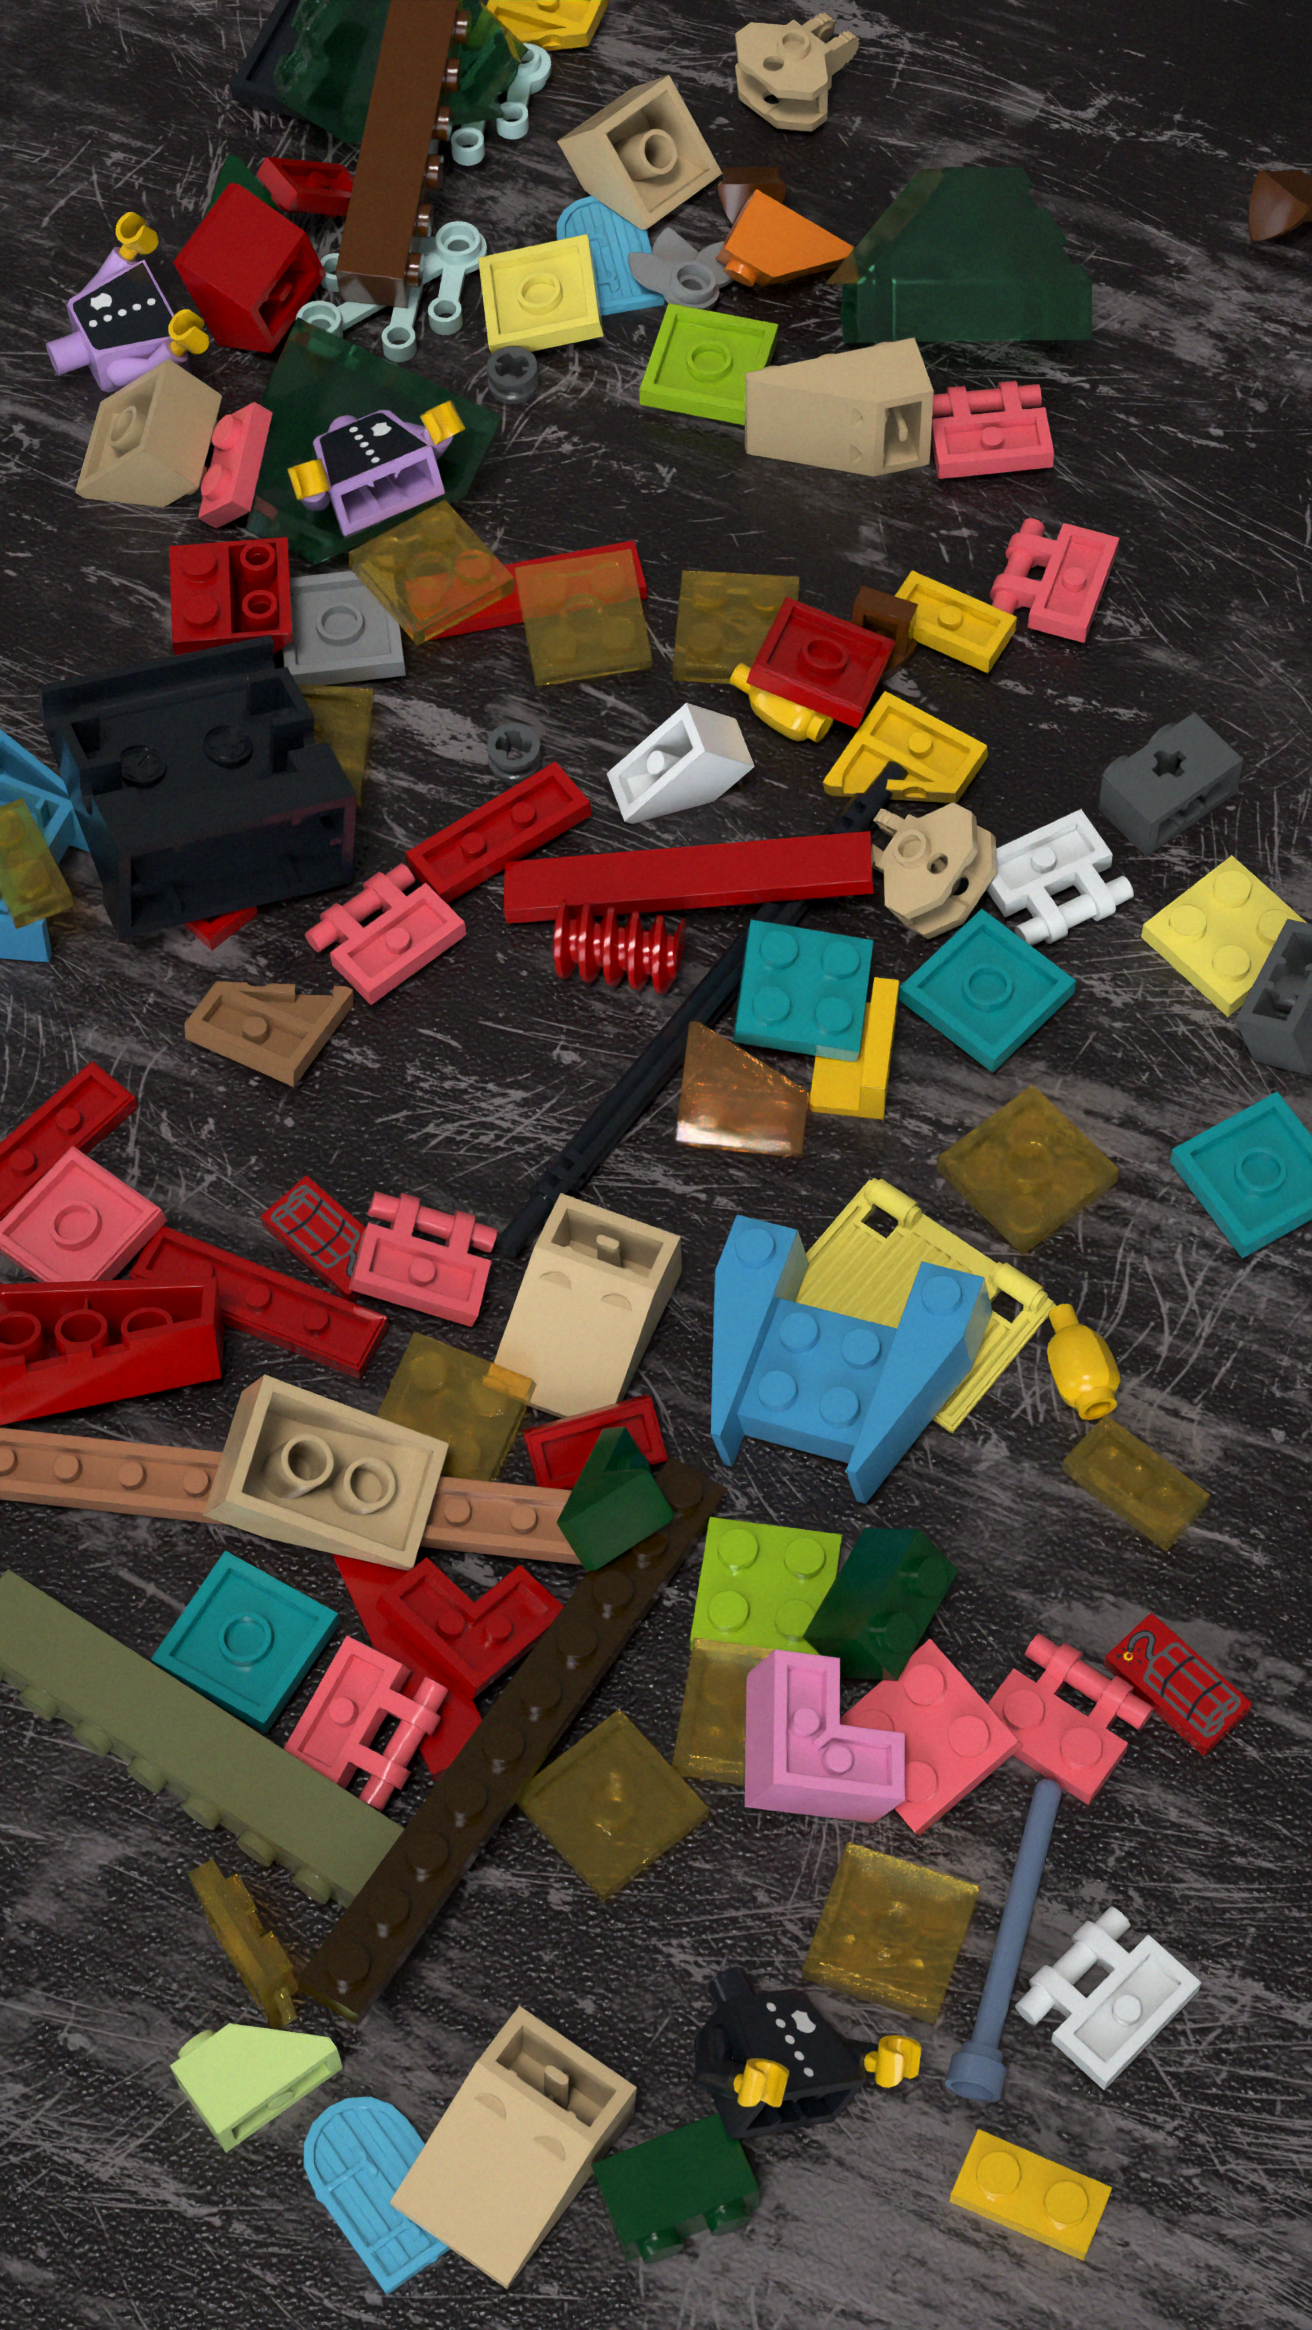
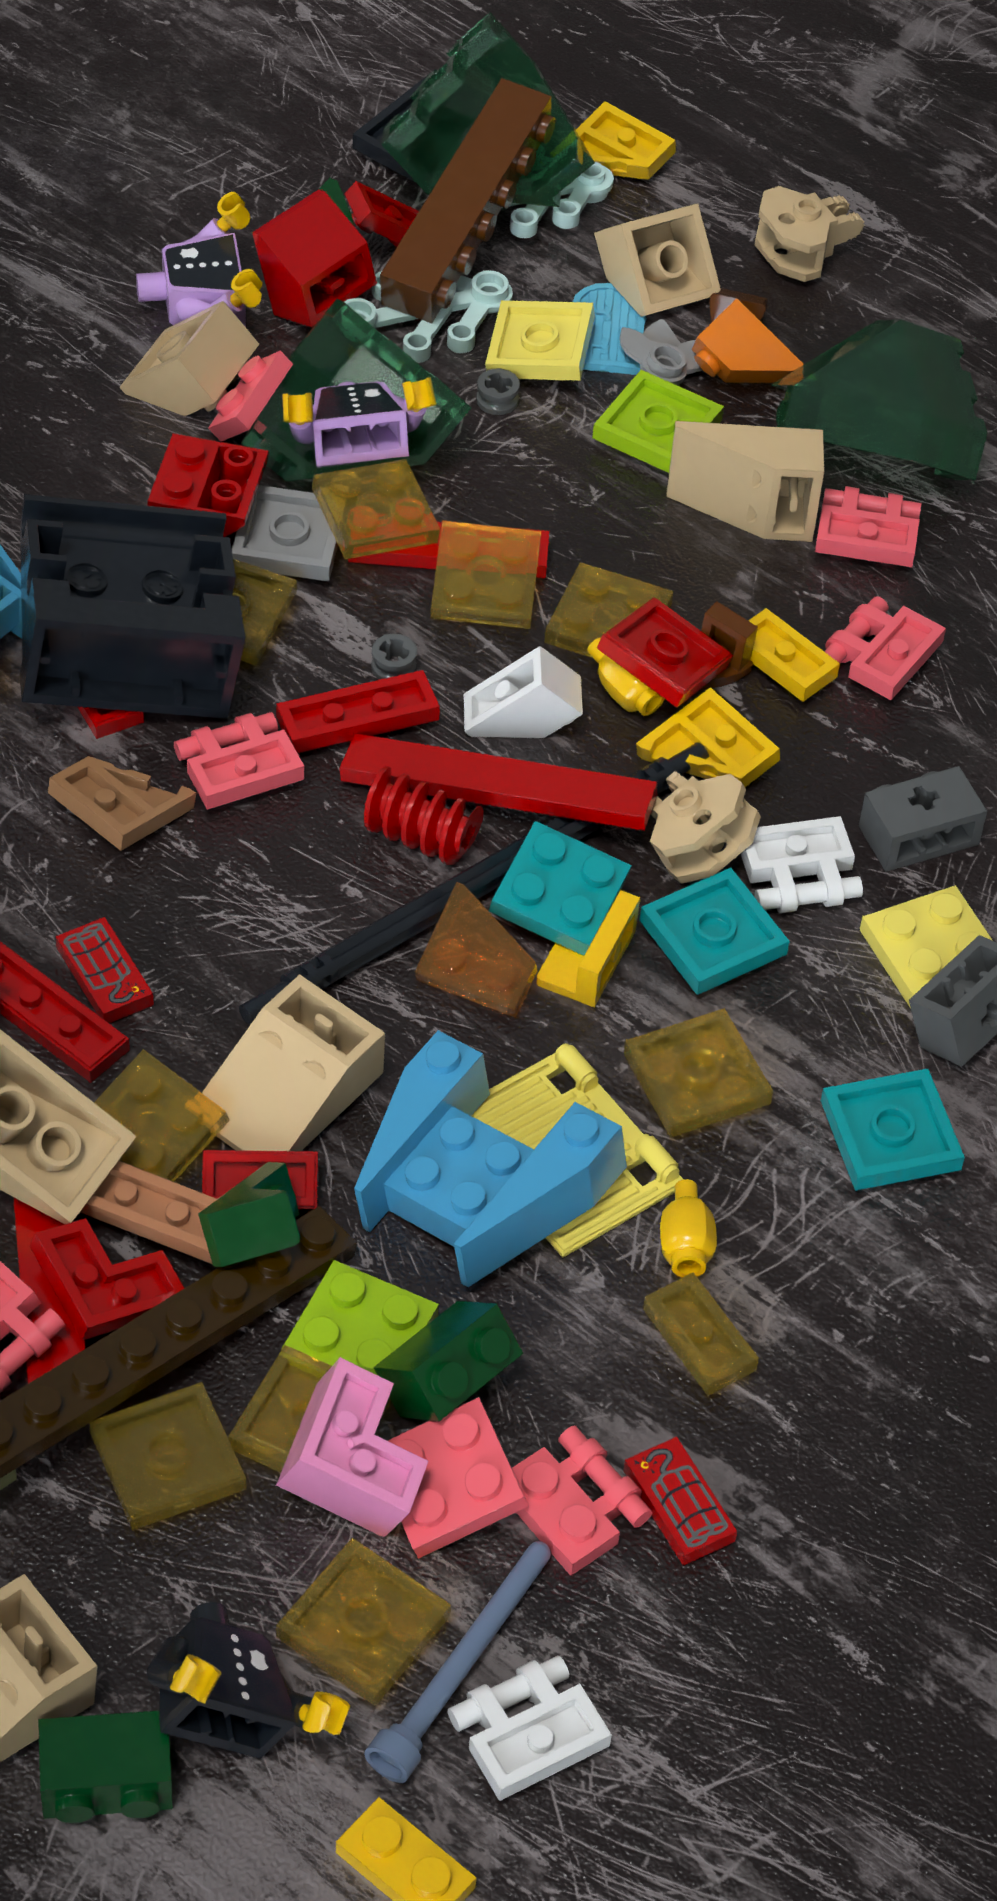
camera: 10 degrees right, 10 degrees down
(420, 1272) = (168, 1011): coral plate -> none

